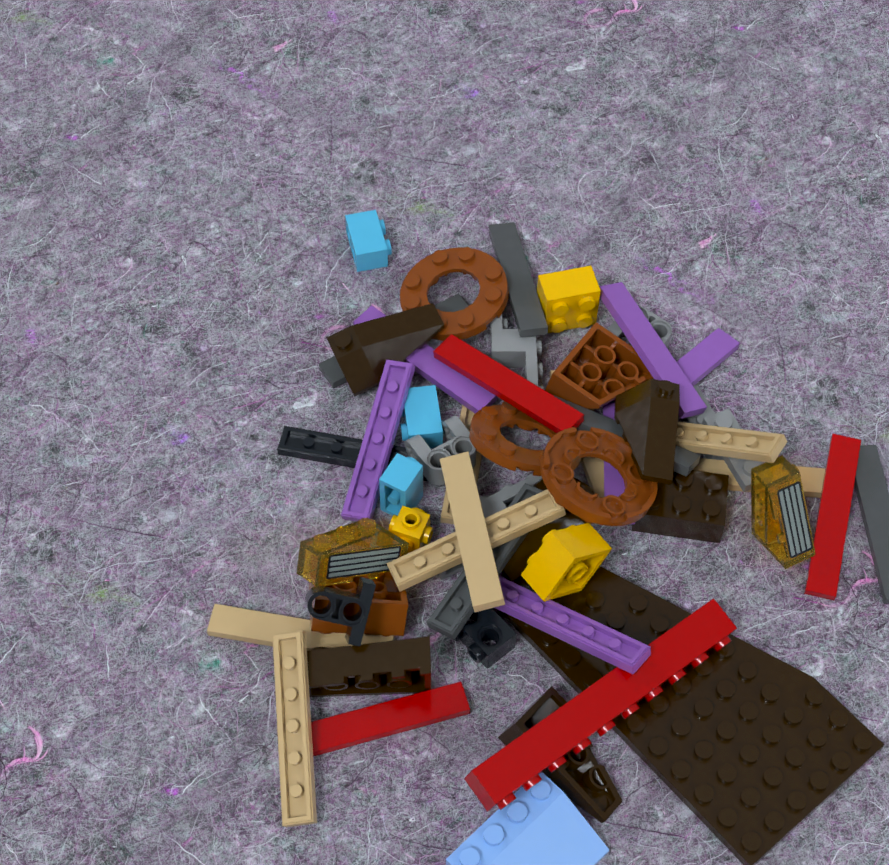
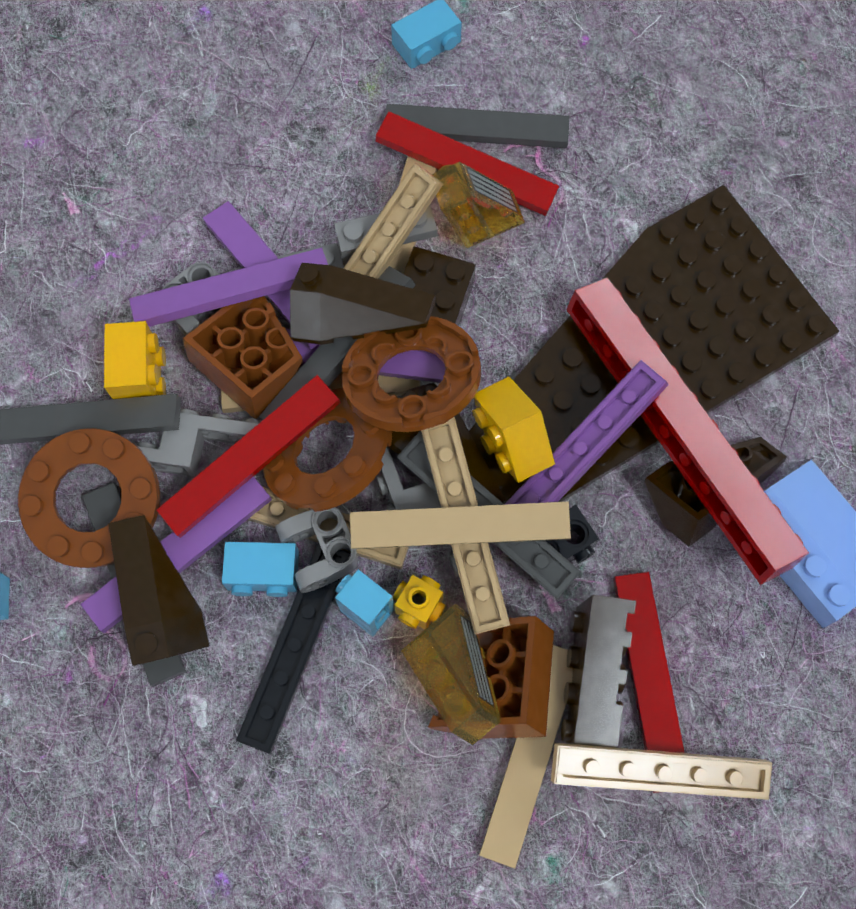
camera: 80 degrees left, 15 degrees up
(337, 601) = (544, 690): black tile -> none
(378, 440) = (288, 622): medium lavender tile -> none

